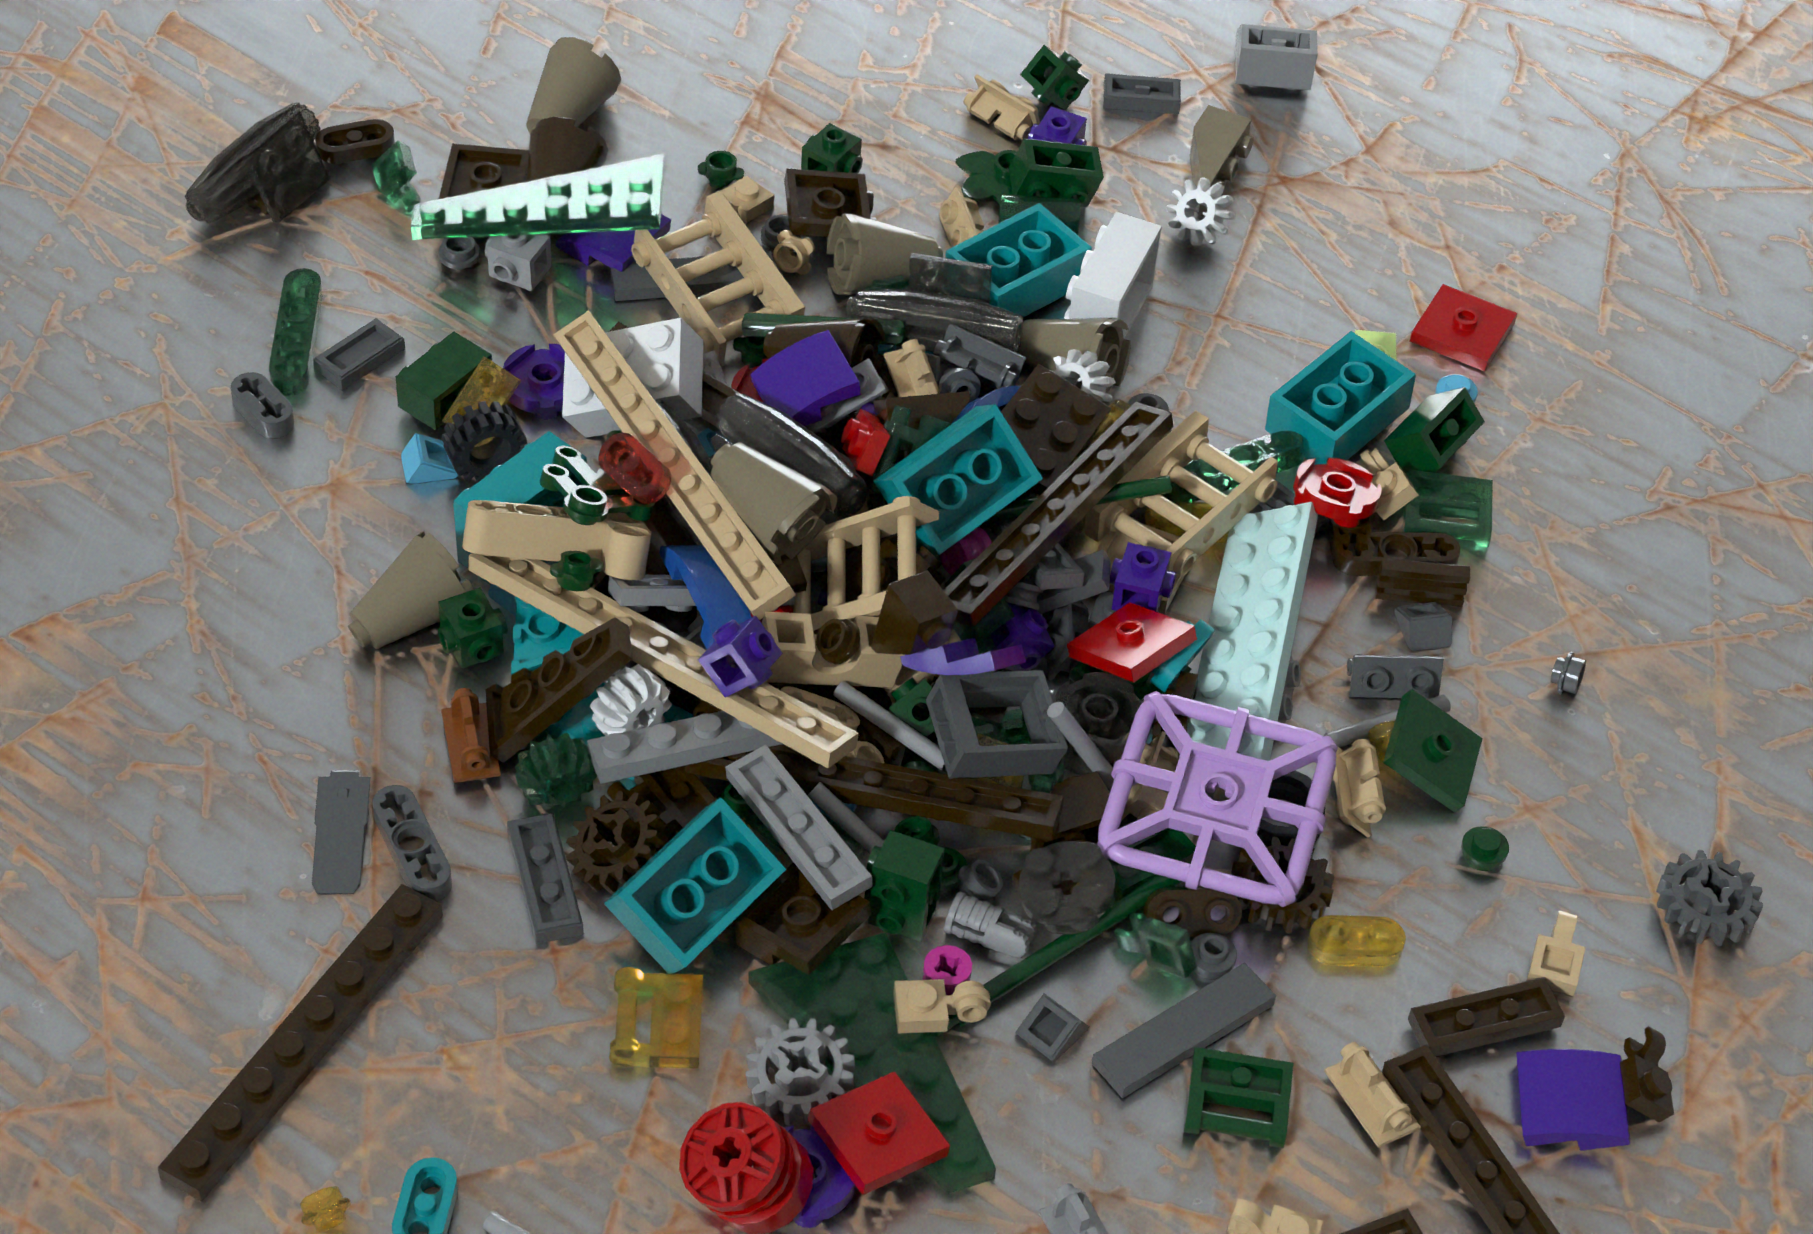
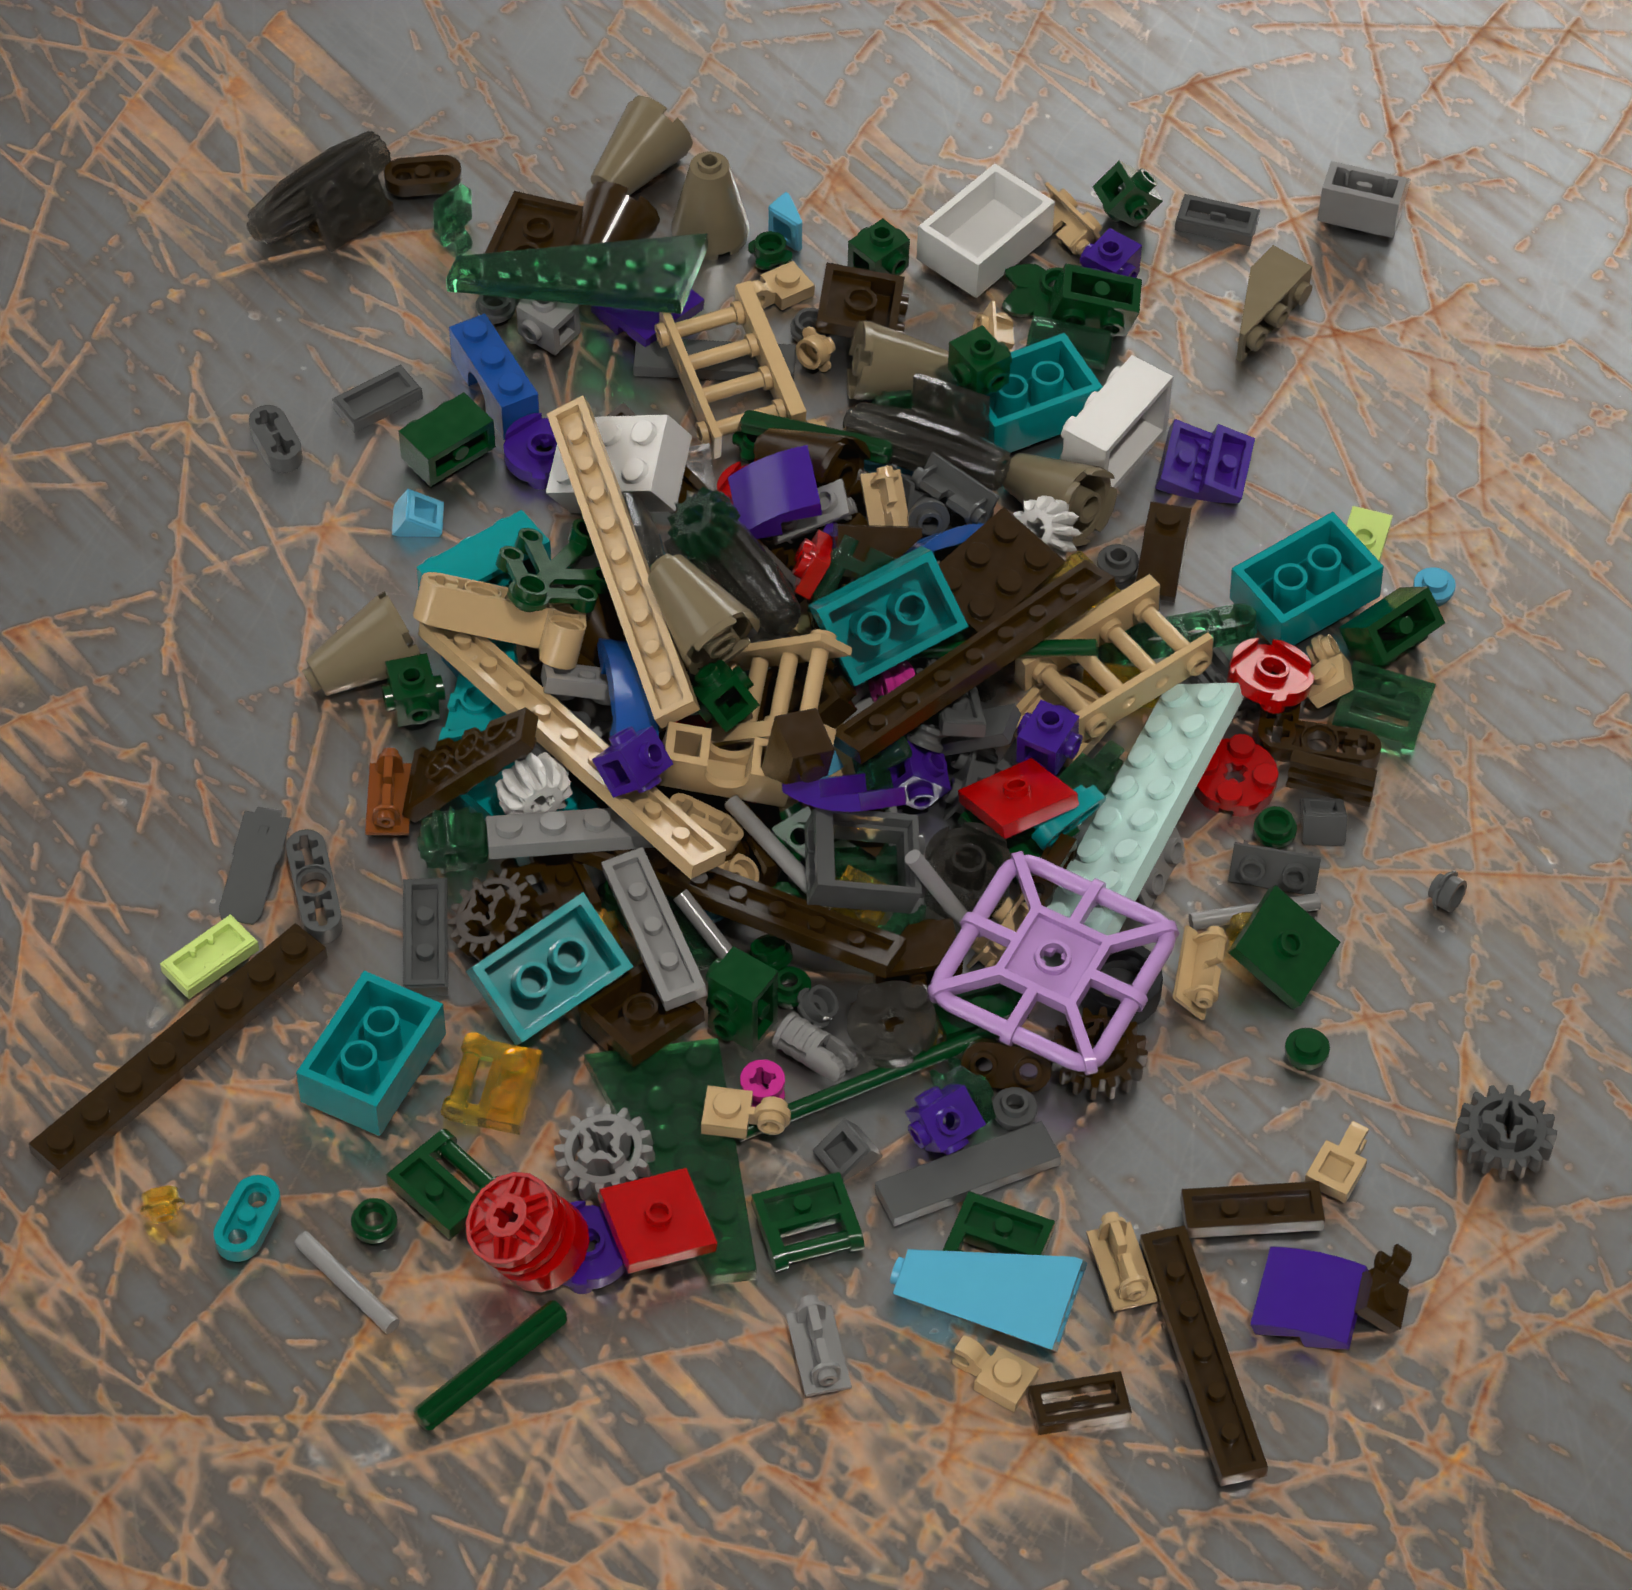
camera: 15 degrees right, 5 degrees up
(296, 331) = (319, 366): clear green beam -> none
(315, 933) = (209, 956): none -> yellowish green plate
(461, 297) = (486, 360): none -> blue arch
(477, 426) = (461, 492): black tyre -> none
(486, 384) = (476, 464): clear yellow hips -> none
(521, 1006) = (371, 1053): none -> teal brick
(561, 1175) = (372, 1210): none -> dark green plate
(576, 570) = (512, 652): dark green plate -> none
(627, 1142) = (433, 1188): none -> dark green plate
(634, 468) = (584, 562): clear red plate -> none
(656, 127) = (711, 206): none -> dark tan cone
(732, 137) = (786, 220): none -> medium azure slope
(750, 412) = (704, 524): none -> clear green gear
(814, 579) = (723, 694): none -> dark green brick
(838, 640) = (732, 758): dark brown plate -> none
(929, 124) = (985, 230): none -> white piece
(971, 234) = (979, 361): none -> dark green brick
(1029, 1093) = (805, 1208): none -> dark green plate
(1148, 975) = (943, 1119): none -> dark purple brick
(1187, 204) = (1243, 365): white gear -> none
(1190, 384) = (1164, 547): none -> dark brown slope
(1194, 605) = (1095, 771): none -> clear green plate
(1202, 310) = (1205, 463): none -> dark purple slope
(1263, 1146) = (1001, 1291): none -> medium azure slope
(1346, 586) = (1259, 777): none -> red plate
(1357, 940) = (1156, 1118): clear yellow plate -> none
(1381, 636) = (1275, 827): none -> dark green plate
(1463, 327) = (1465, 517): red plate -> none

